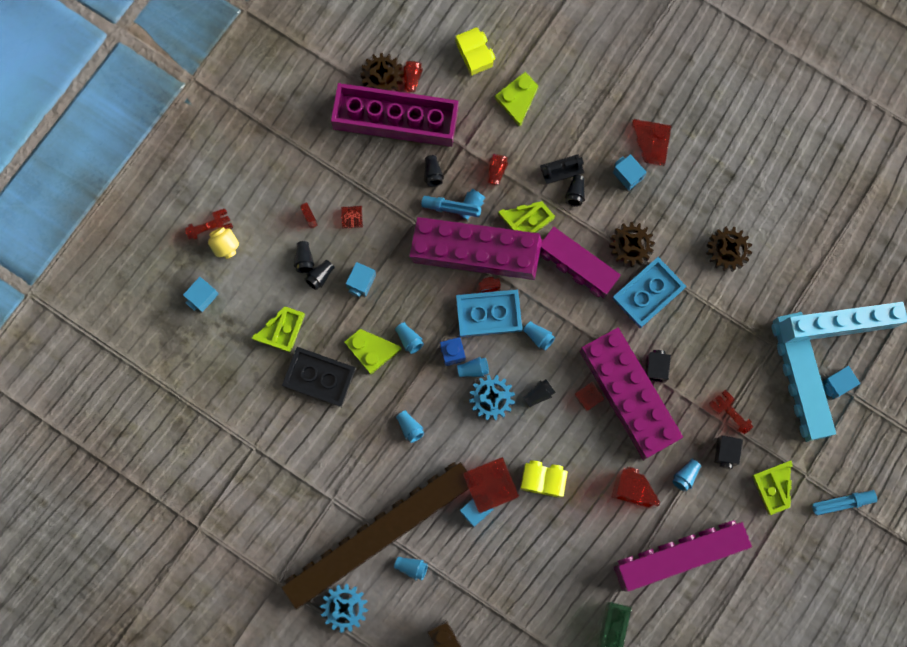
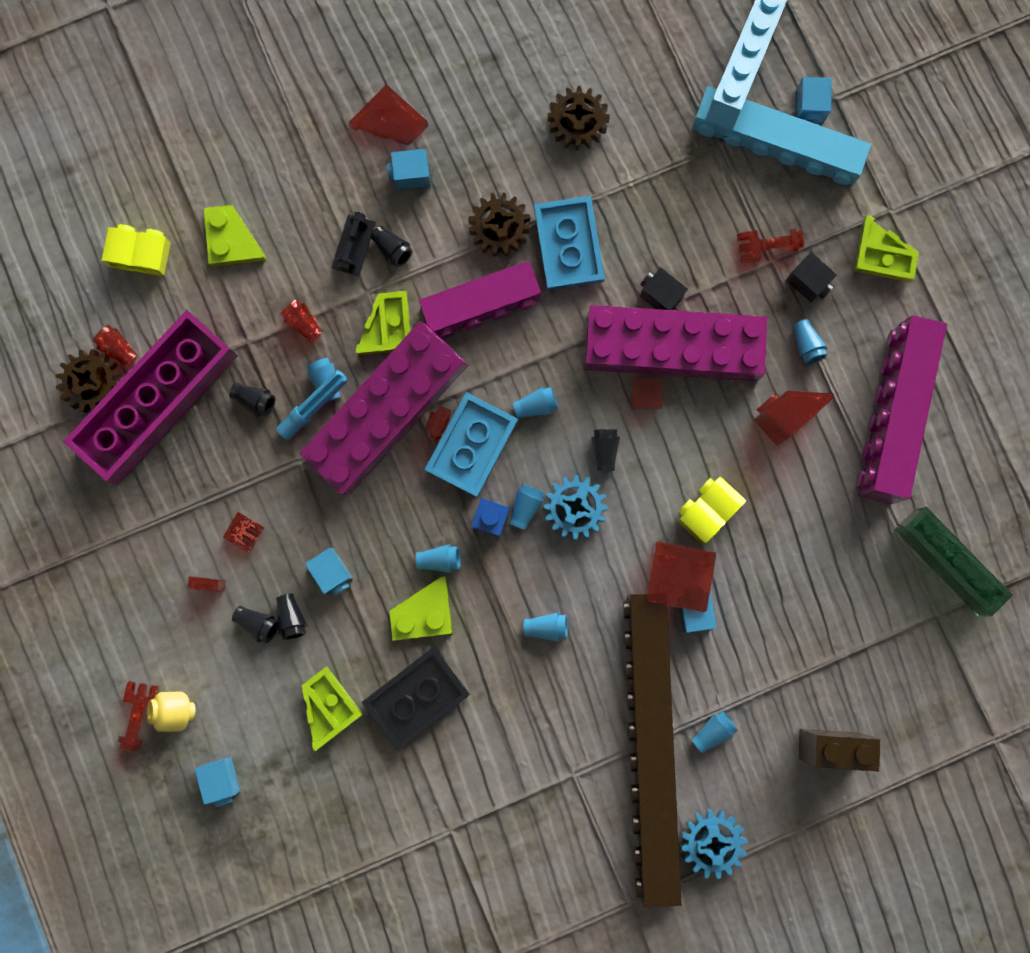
camera: 55 degrees left, 5 degrees up
(841, 503) = (953, 176): dark azure axle -> none

